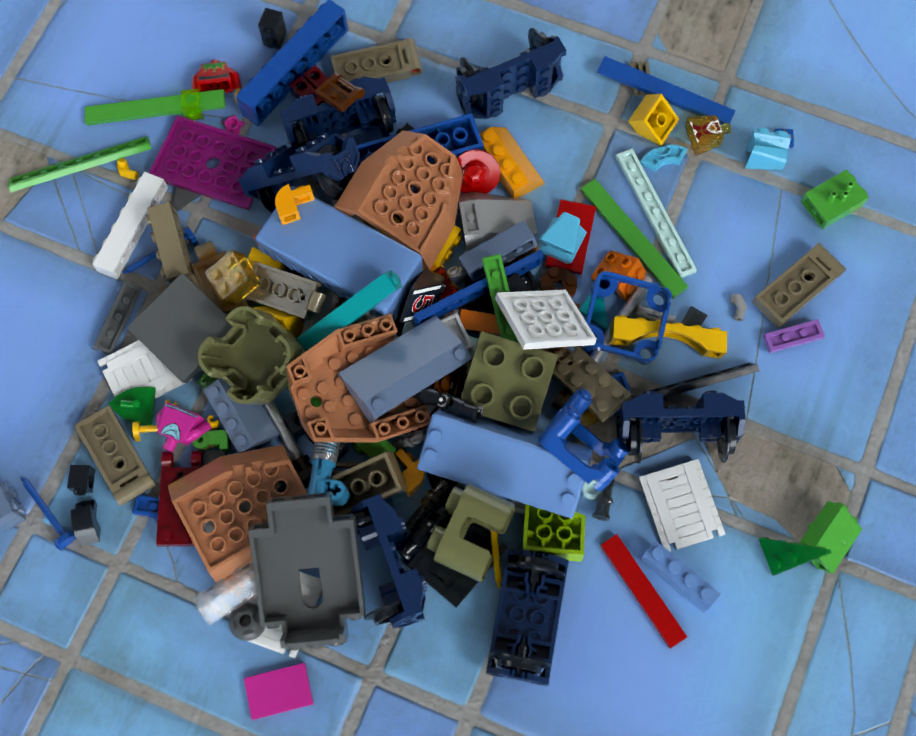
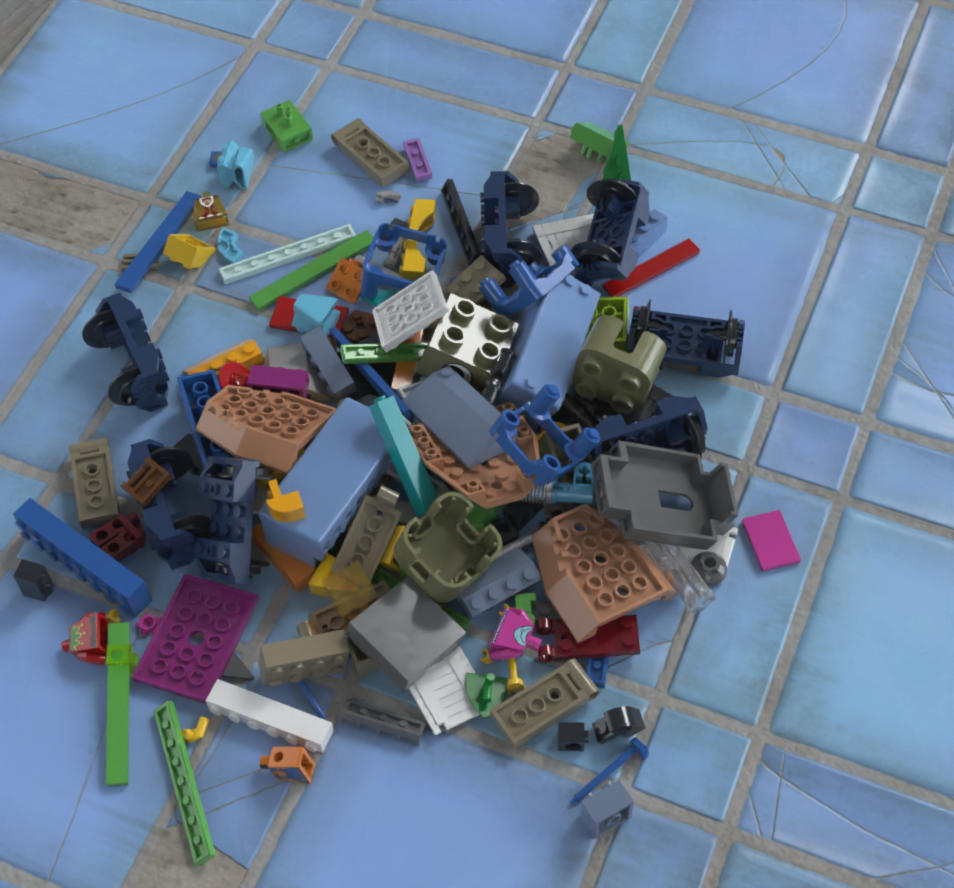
camera: 90 degrees left, 15 degrees down
(80, 242) = (289, 764): none -> orange torso
(356, 479) = (548, 467): none -> blue piece
(468, 204) = (279, 380): none -> magenta brick
(670, 540) = (608, 249): none -> dark blue piece

